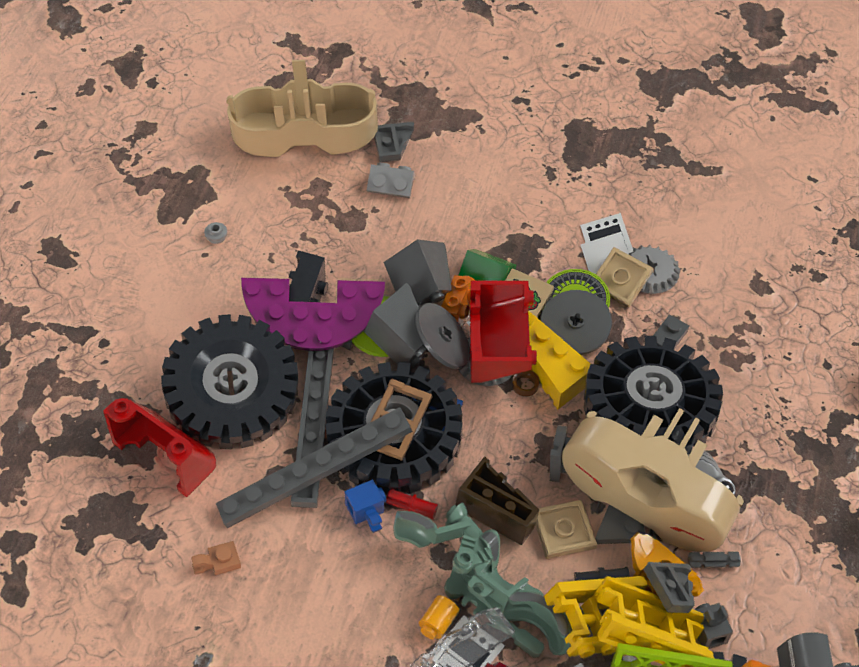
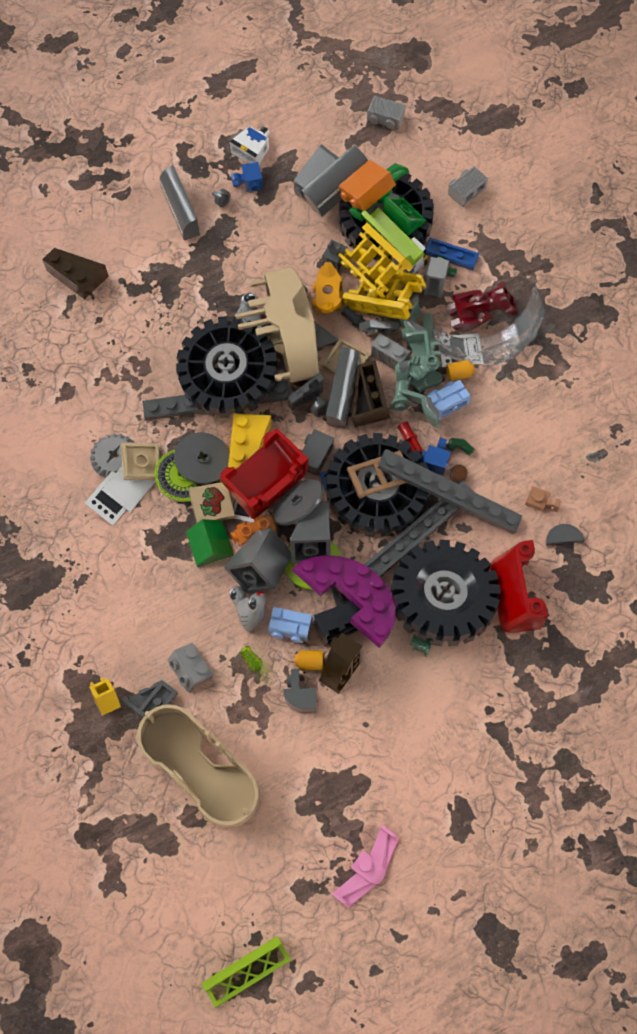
camera: 130 degrees left, 15 degrees up
(104, 168) = (368, 868): none -> bright pink plate
(141, 65) = (242, 963): none -> lime fence
(163, 545) = (564, 535): none -> dark grey tile
(216, 232) = (344, 738): light grey plate -> none
(266, 253) = (341, 662): none -> dark brown wedge
(277, 222) = (299, 699): none -> dark grey brick
(289, 254) = (309, 660): none -> light orange brick
(329, 513) = (458, 473): none -> reddish brown piece
(346, 263) = (290, 625): none -> light blue brick
(349, 220) = (251, 659): none -> clear neon green pin
(358, 543) = (460, 443): none -> dark green arm
(385, 242) = (249, 609): none -> light grey head
(416, 574) = (450, 398): none -> light blue brick
(429, 111) = (104, 696): none -> yellow brick
(486, 411) = (317, 449): none -> dark grey brick
(532, 479) = (343, 388): none -> dark grey brick
(533, 455) = (319, 406): none -> dark grey tile
(536, 565) = (388, 351): none -> light grey brick
(572, 567) = (375, 327): none -> dark grey plate
(671, 585) = (343, 268): dark grey wing -> none

